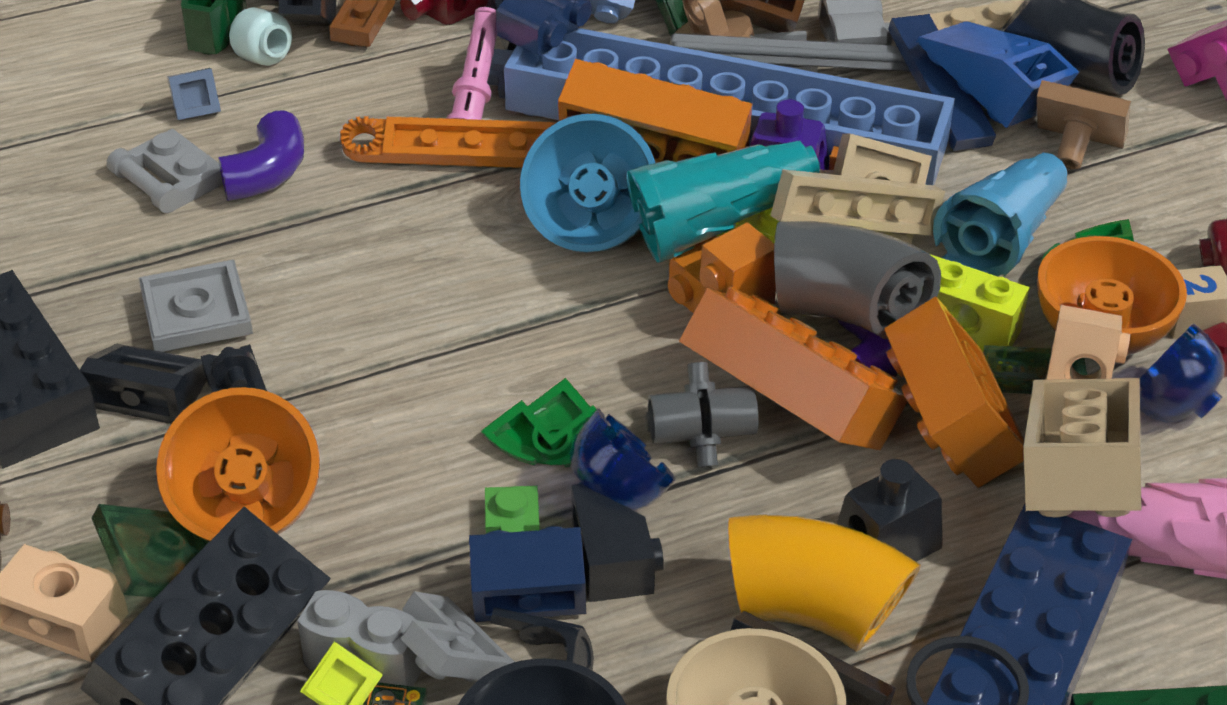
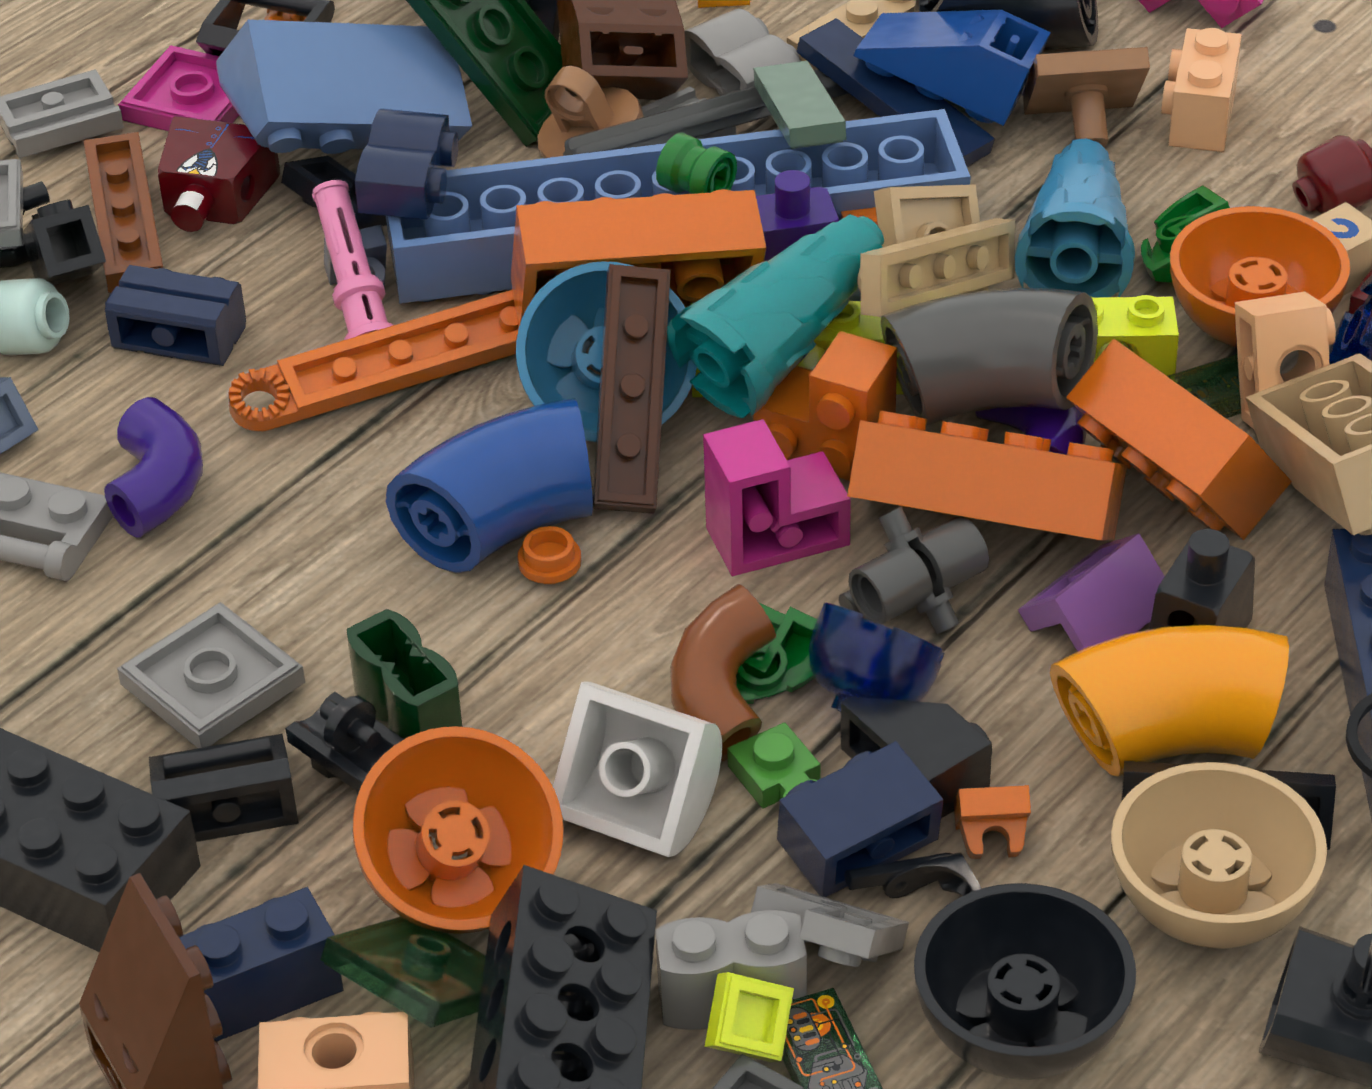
camera: 25 degrees left, 0 degrees up
(56, 502) = (266, 961): none -> dark blue brick
(298, 355) = (402, 679): none -> dark green brick
(354, 67) = (176, 314): none -> dark blue brick
(401, 478) = (637, 770): none -> white brick
(462, 246) = (493, 485): none -> blue brick
(469, 309) = (549, 555): none -> orange plate
(500, 426) = (709, 659): none -> dark orange cylinder
(588, 214) = (631, 389): none -> reddish brown tile
(629, 607) = (992, 809): none -> orange tile
(631, 333) = (769, 506): none -> dark pink brick
(733, 76) = (692, 168): none -> green wheel
(819, 486) = (1100, 595): none -> medium lavender panel
(850, 62) = (799, 104): none -> sand green tile
(1176, 150) = (1202, 89): none -> light nougat brick

